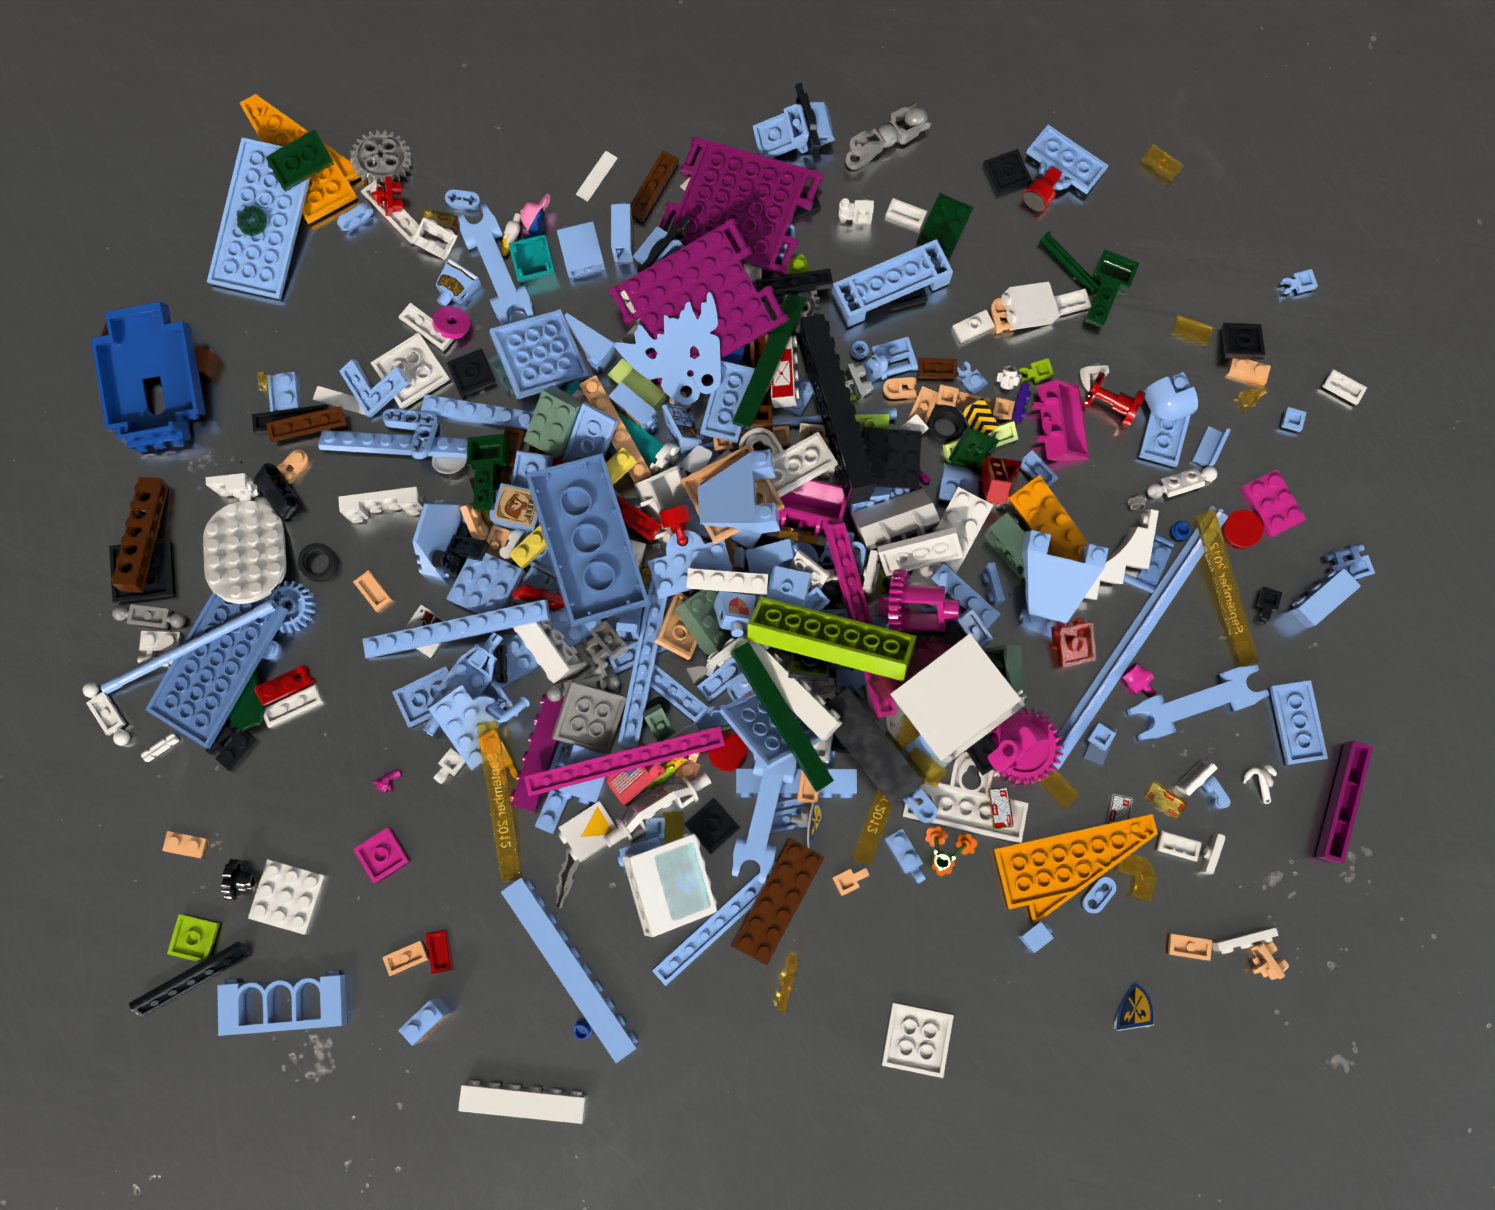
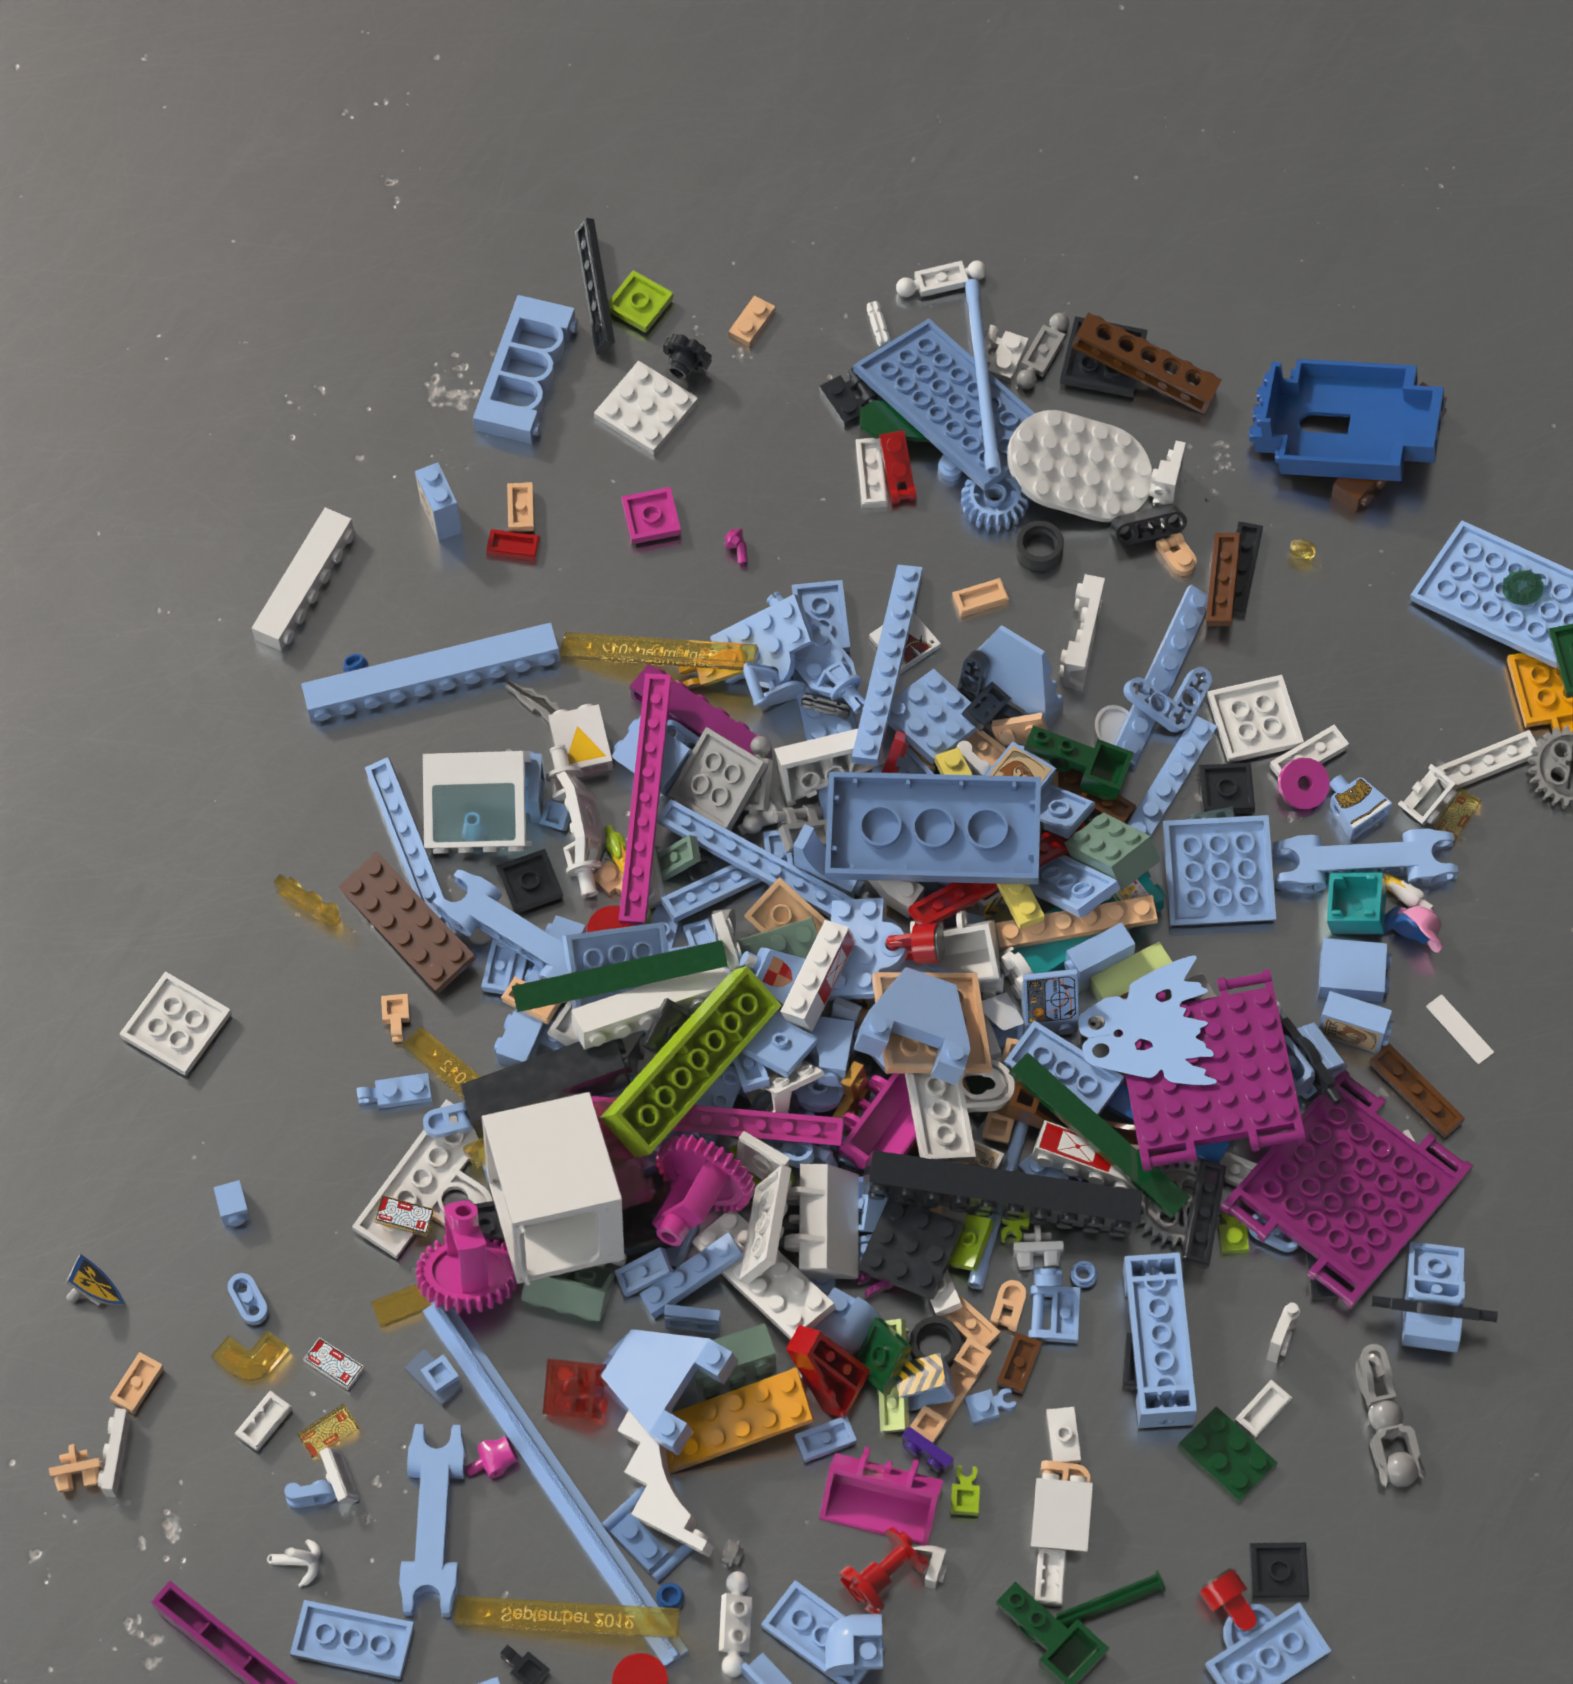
camera: 110 degrees right, 15 degrees down
(283, 391) = (1280, 569): light blue plate -> none
(337, 399) = (1247, 633): white sticker -> none
(355, 216) = (1494, 707): light blue plate -> none
(370, 397) = (1233, 662): light blue plate -> none
(389, 189) = (1516, 760): red hips -> none
(450, 763) = (724, 616): white plate -> none
(464, 198) = (1473, 849): light blue beam -> none
(551, 812) = (619, 709): light blue plate -> none
(595, 347) = (1210, 932): light blue slope -> none
(632, 782) = (617, 806): coral flag -> none
(673, 826) = (546, 838): clear yellow tile -> none
(811, 820) = (483, 987): shield -> none
(944, 859) = (369, 1131): orange plant -> none
(1008, 377) = (970, 1448): white gear -> none
(1058, 867) = (303, 1264): light orange wing -> none
(1212, 854) = (236, 1456): white plate -> none

